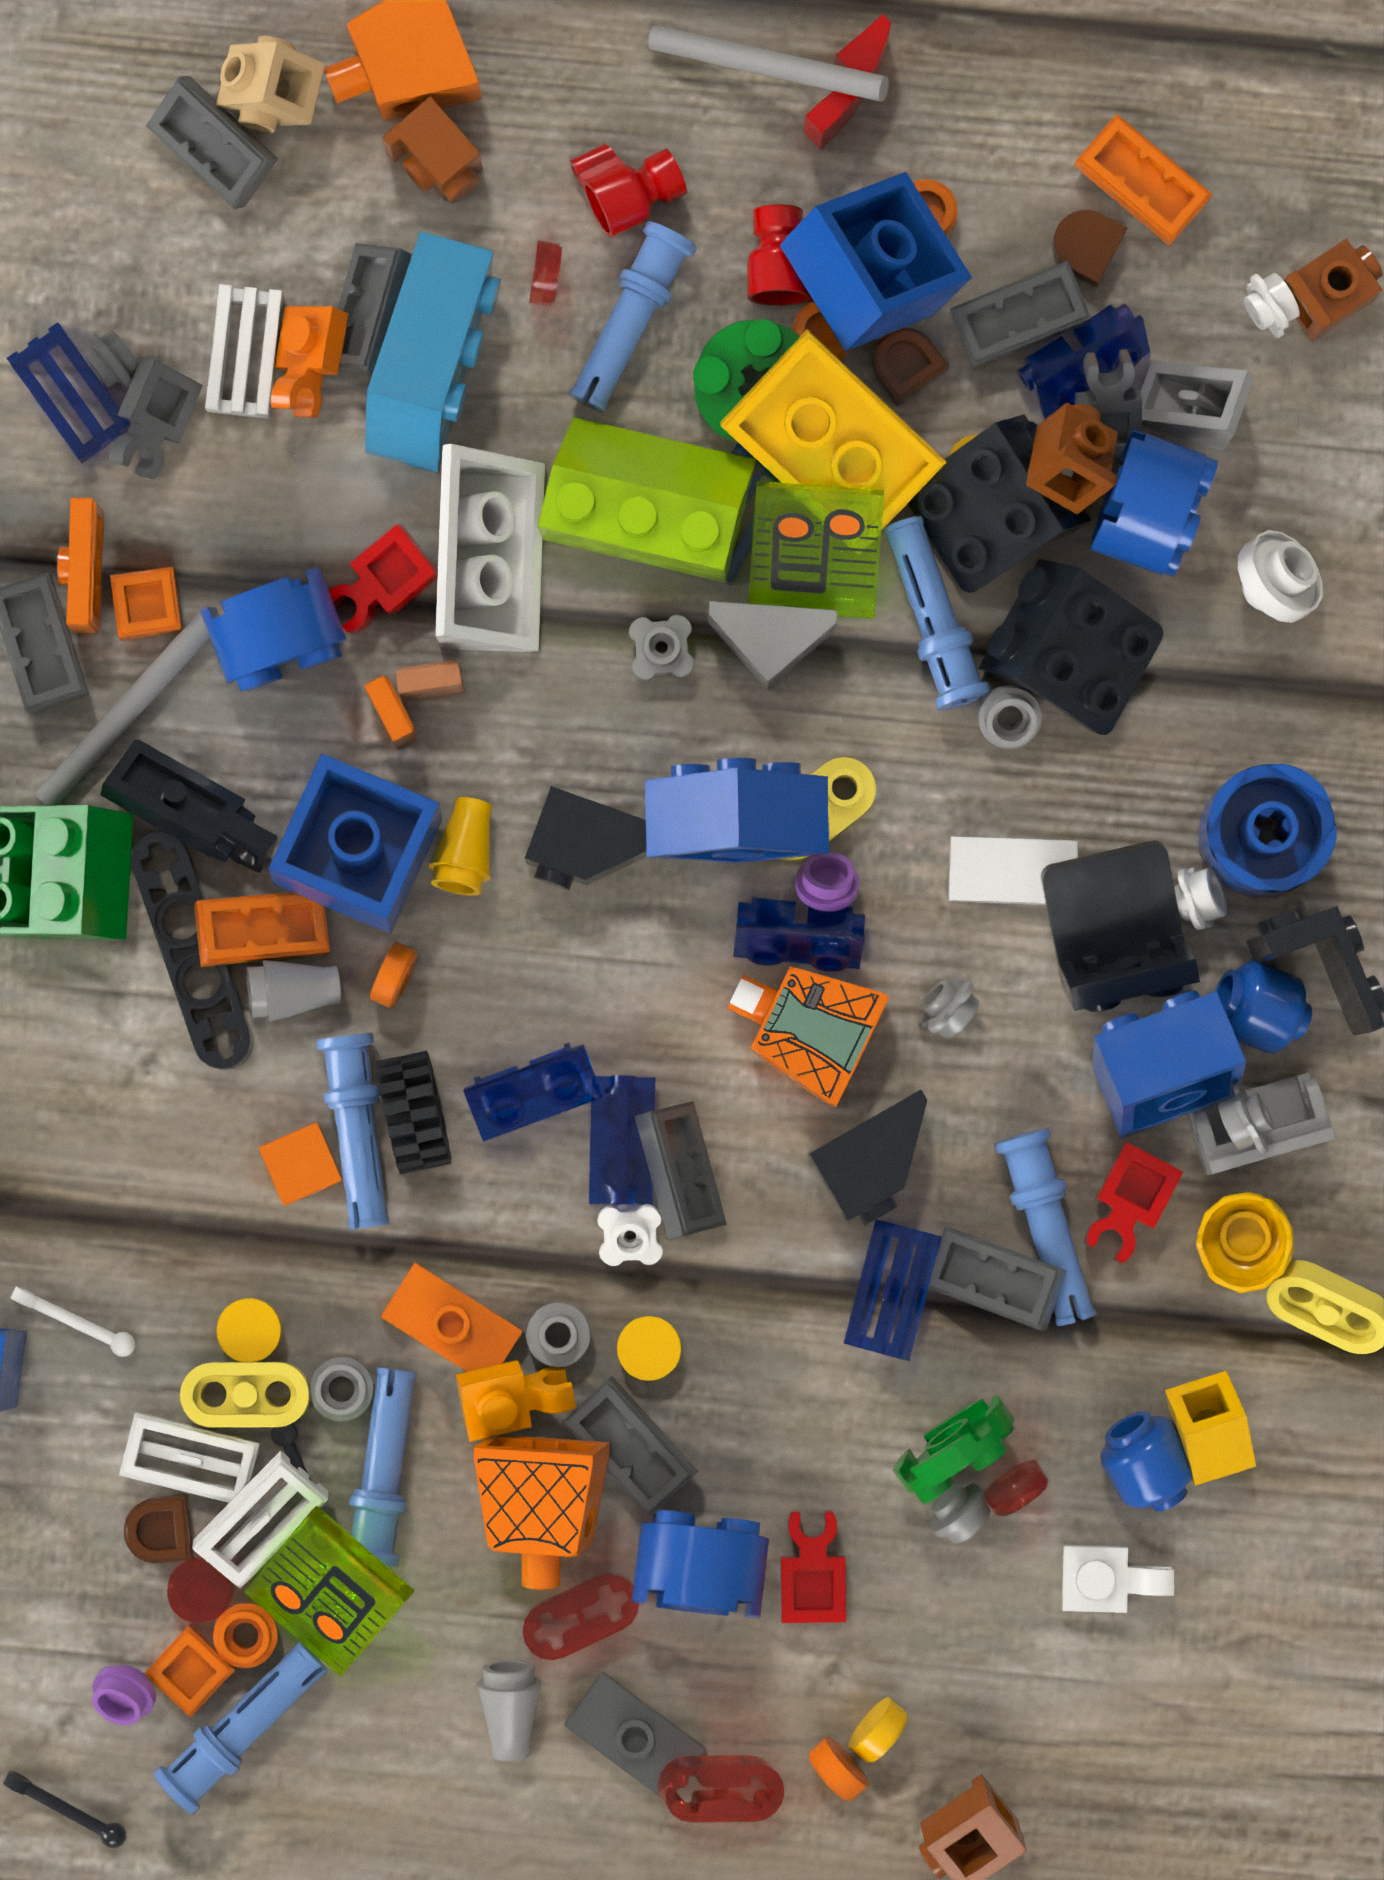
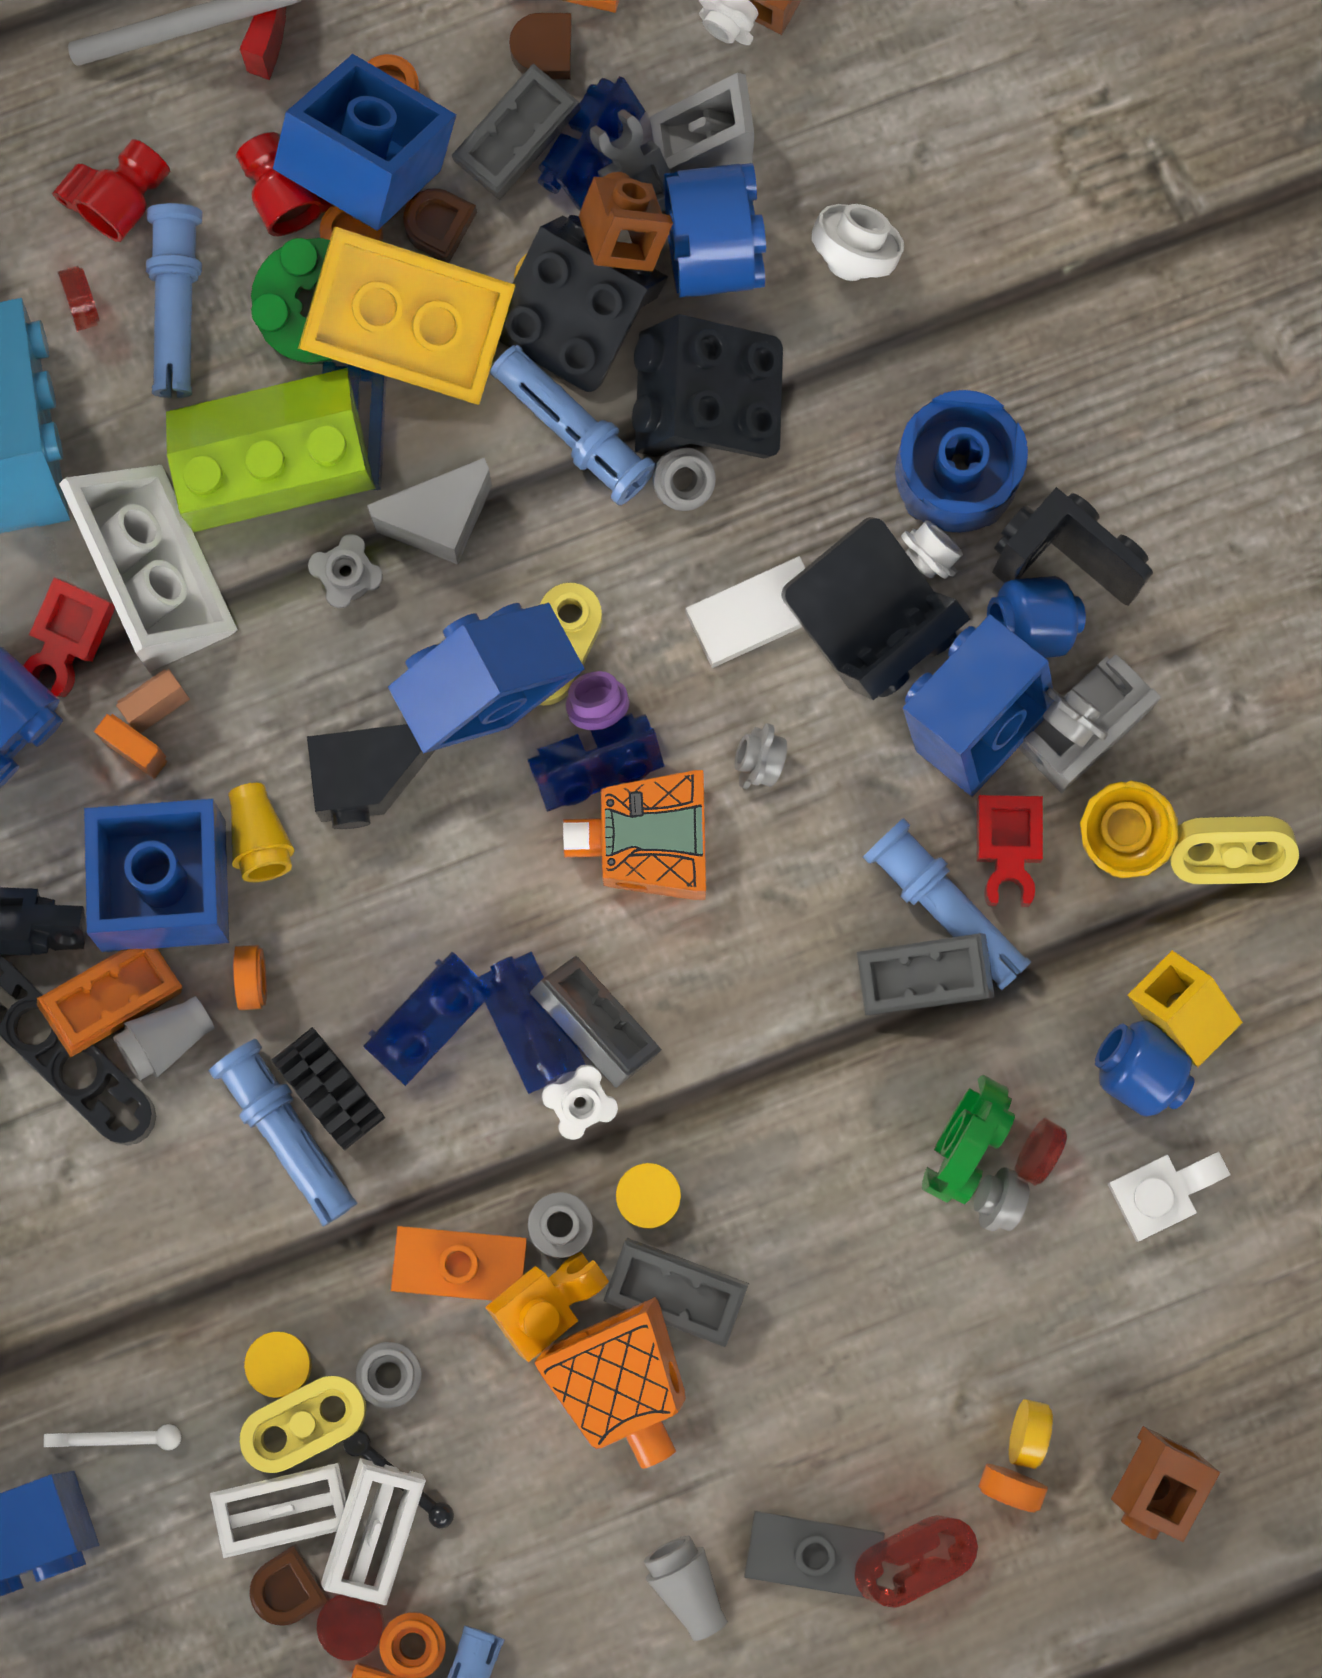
camera: 25 degrees left, 5 degrees down
(300, 1164) = (250, 1190): orange tile -> none
(329, 1590) = (468, 1563): clear neon green tile -> none
(379, 1500) = (472, 1457): medium blue pin -> none
(587, 1630) = (722, 1480): clear red beam -> none
(701, 1566) = (794, 1365): blue brick -> none
(813, 1581) = (903, 1329): red plate -> none
(816, 547) = (438, 413): clear neon green tile -> none
(871, 1160) = (761, 925): black slope -> none
(914, 1294) = (861, 1025): clear blue tile -> none

